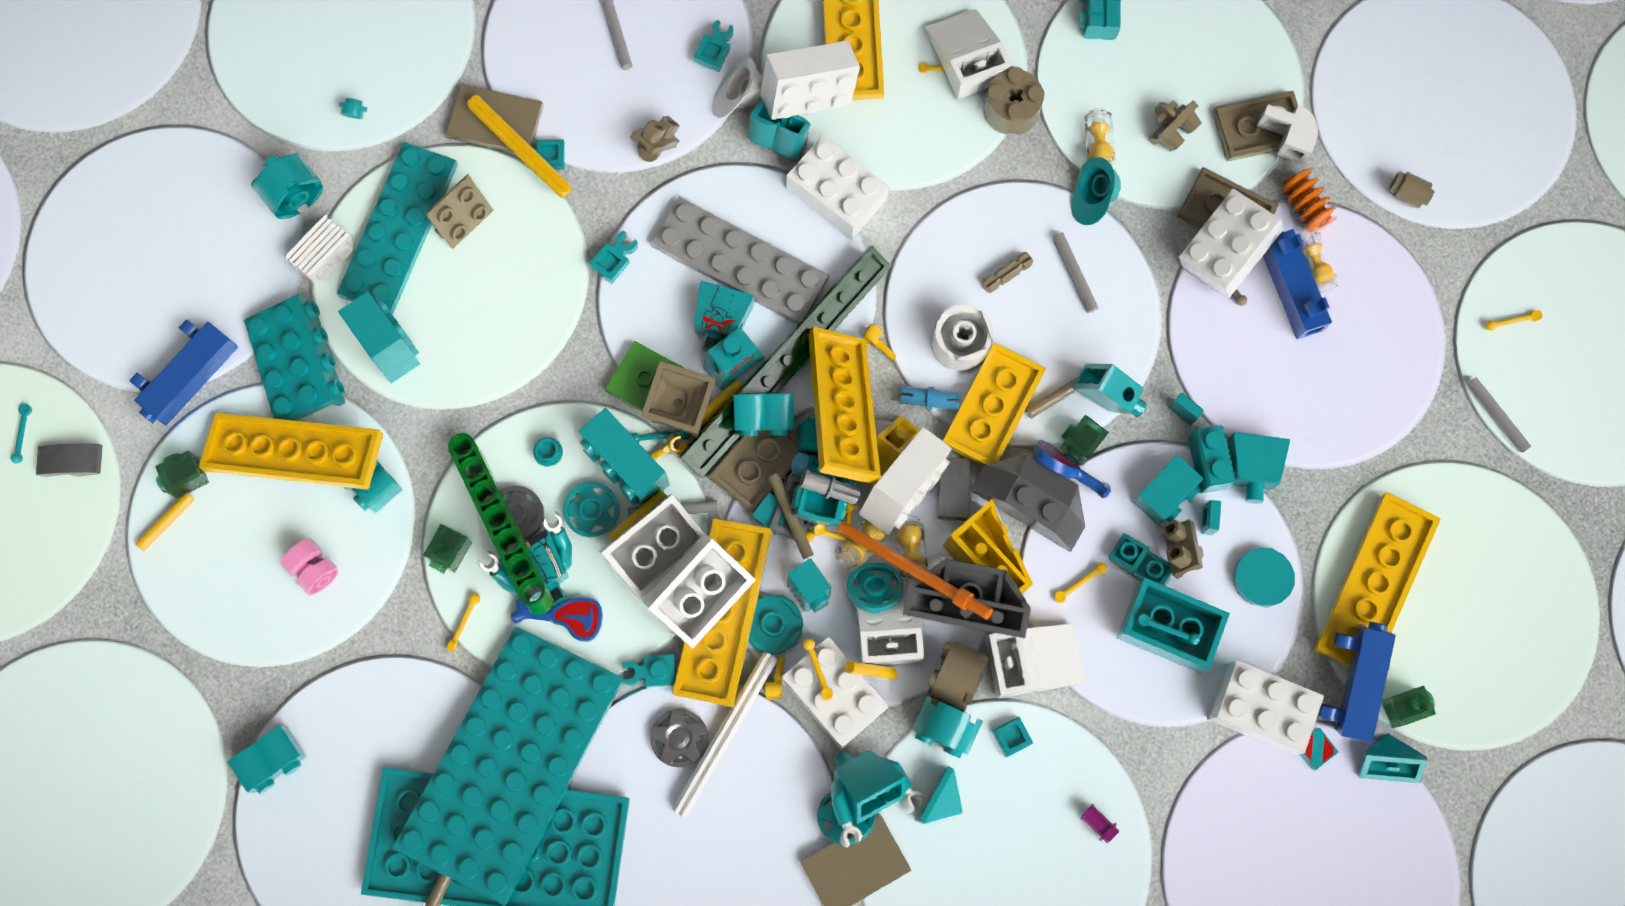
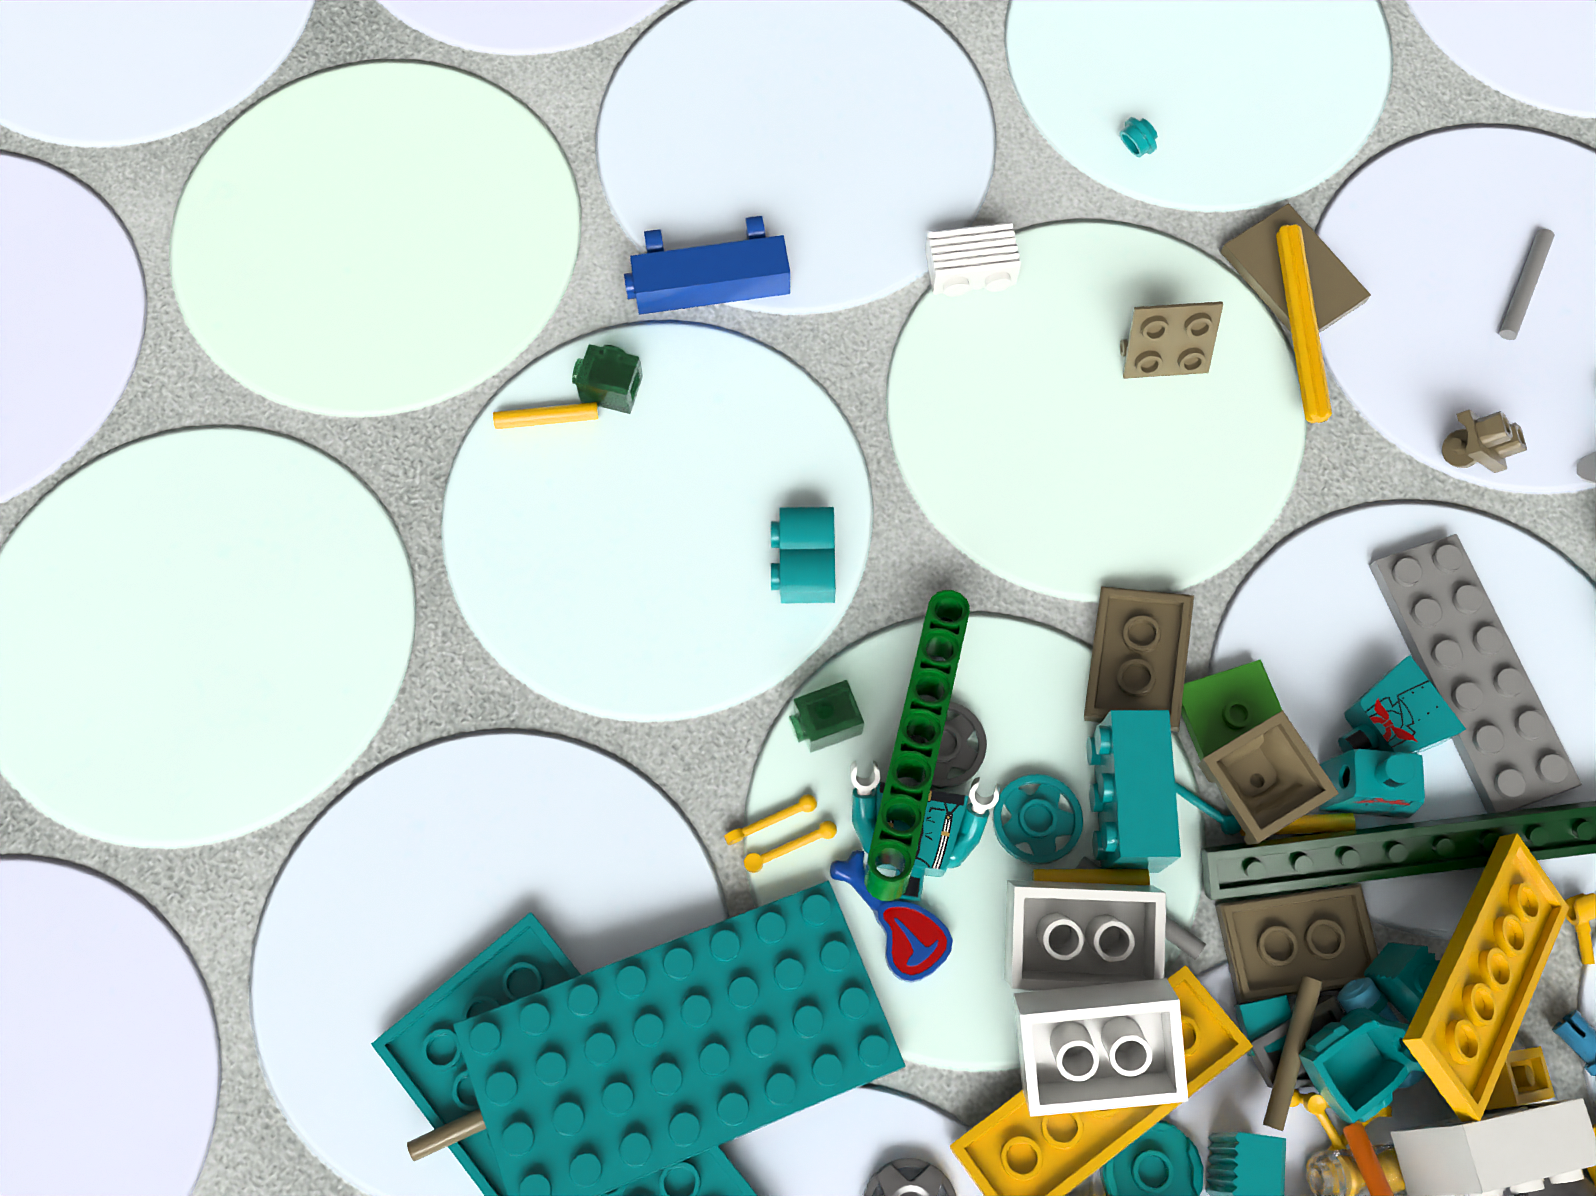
camera: 45 degrees right, 5 degrees down
(25, 410) = (511, 180): teal hinge -> none
(69, 460) = (508, 265): flat silver slope -> none
(267, 759) = (413, 781): teal brick -> none
(287, 185) = (997, 159): teal brick -> none
(291, 450) = (752, 454): yellow plate -> none
(294, 359) = (839, 356): teal bracket -> none
(307, 564) = (654, 605): bright pink wheel -> none
(380, 336) = (964, 403): teal brick -> none
(397, 226) = (1077, 305): teal plate -> none
(473, 649) = (754, 862): none -> yellow hinge
(548, 452) = (1042, 704): teal plate -> none
(553, 152) = (1338, 360): teal tile -> none
(574, 386) = (1139, 653): none -> dark tan tile
(612, 260) = (1310, 543): teal plate -> none
(656, 671) = (952, 1095): teal plate -> none
(668, 447) = (1201, 825): yellow hand -> none
(763, 412) = (1364, 887): teal brick -> none
(829, 487) = (1384, 1064): light grey axle -> none

